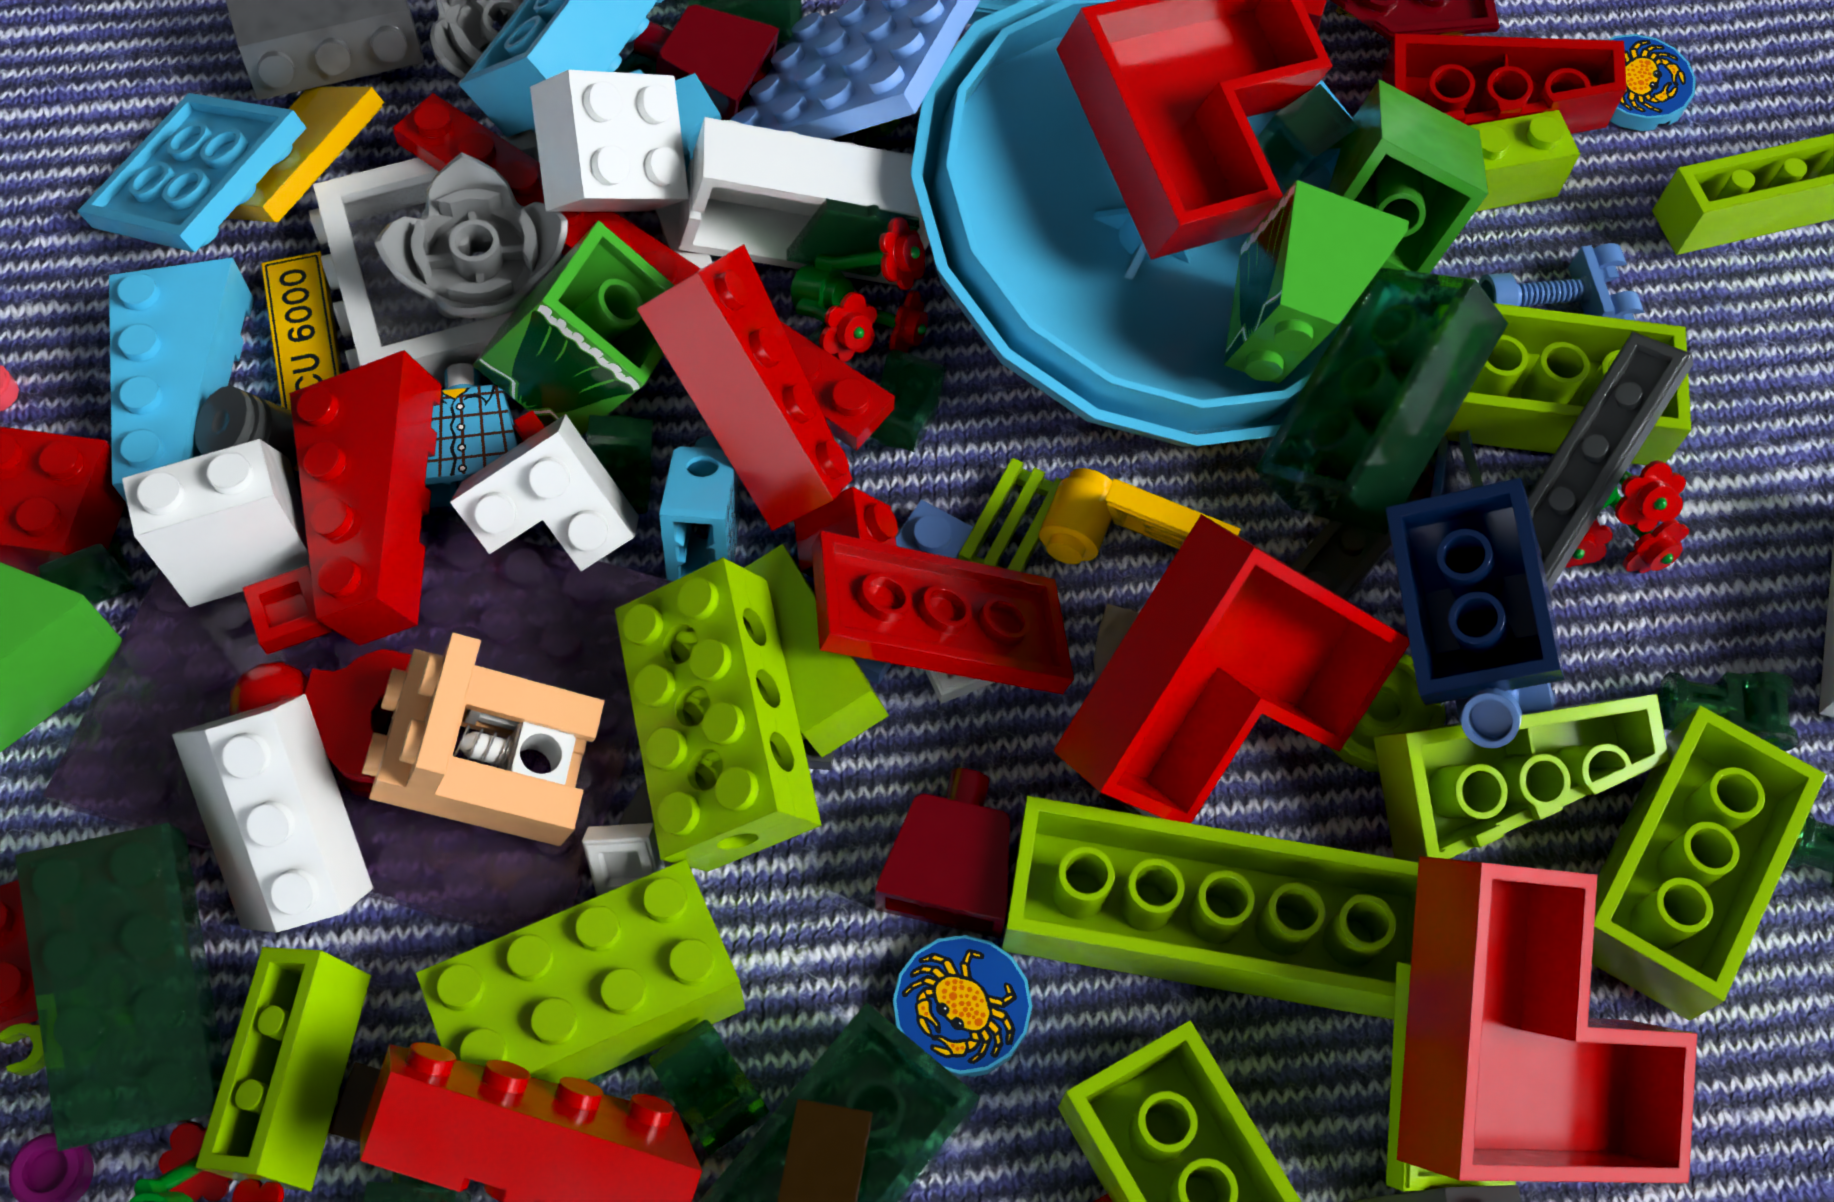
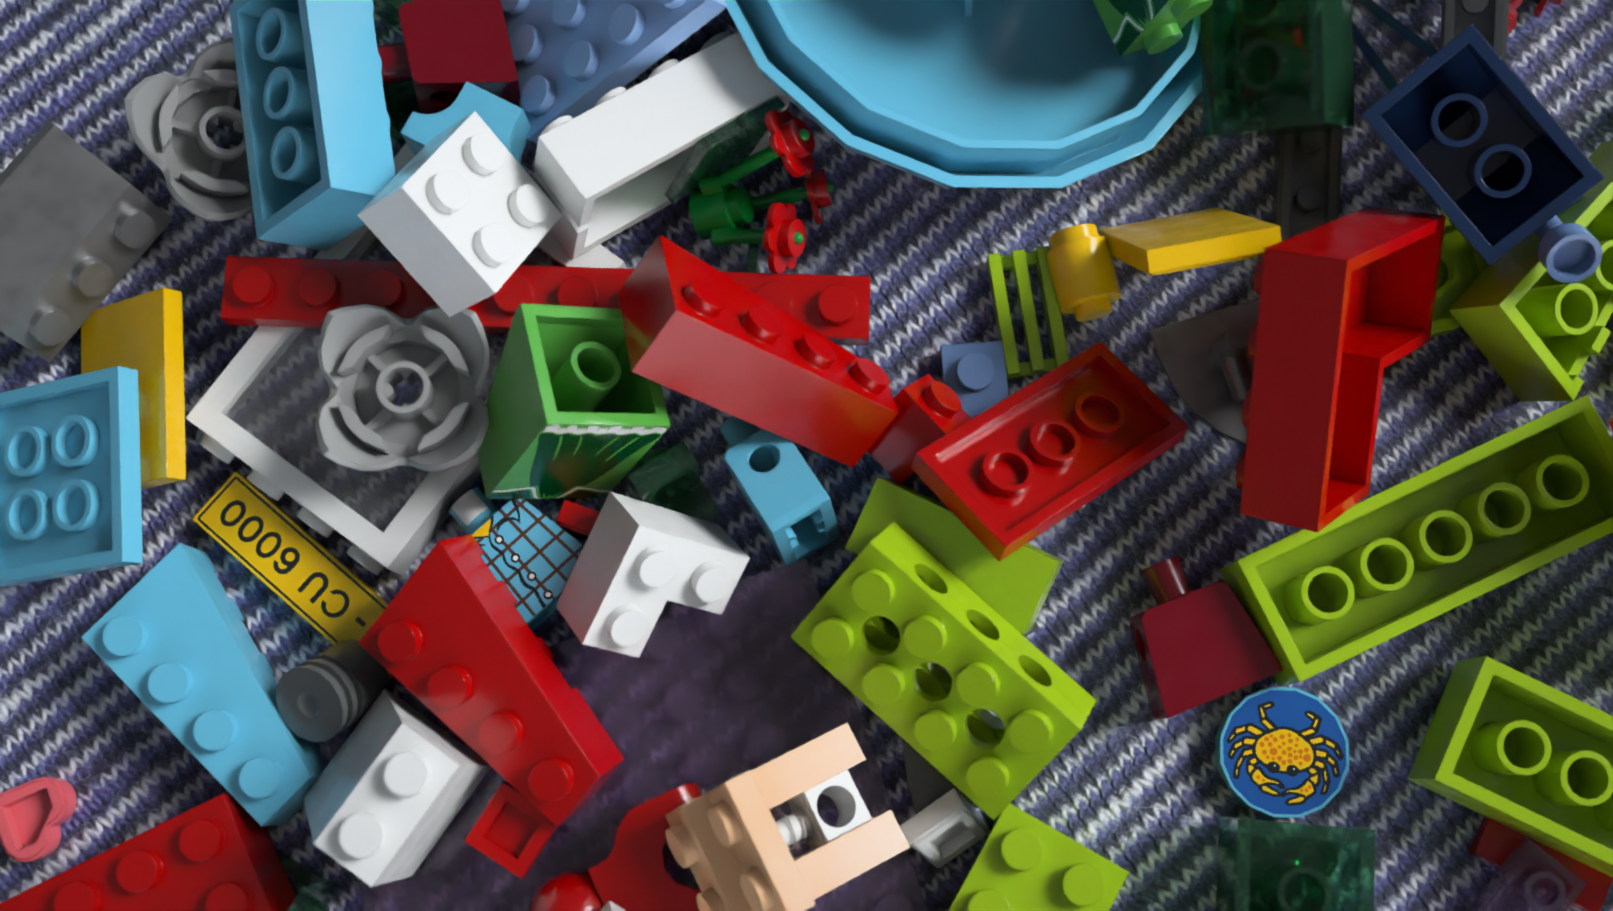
camera: 30 degrees left, 15 degrees up
(917, 395) = (863, 249): clear green bracket -> none

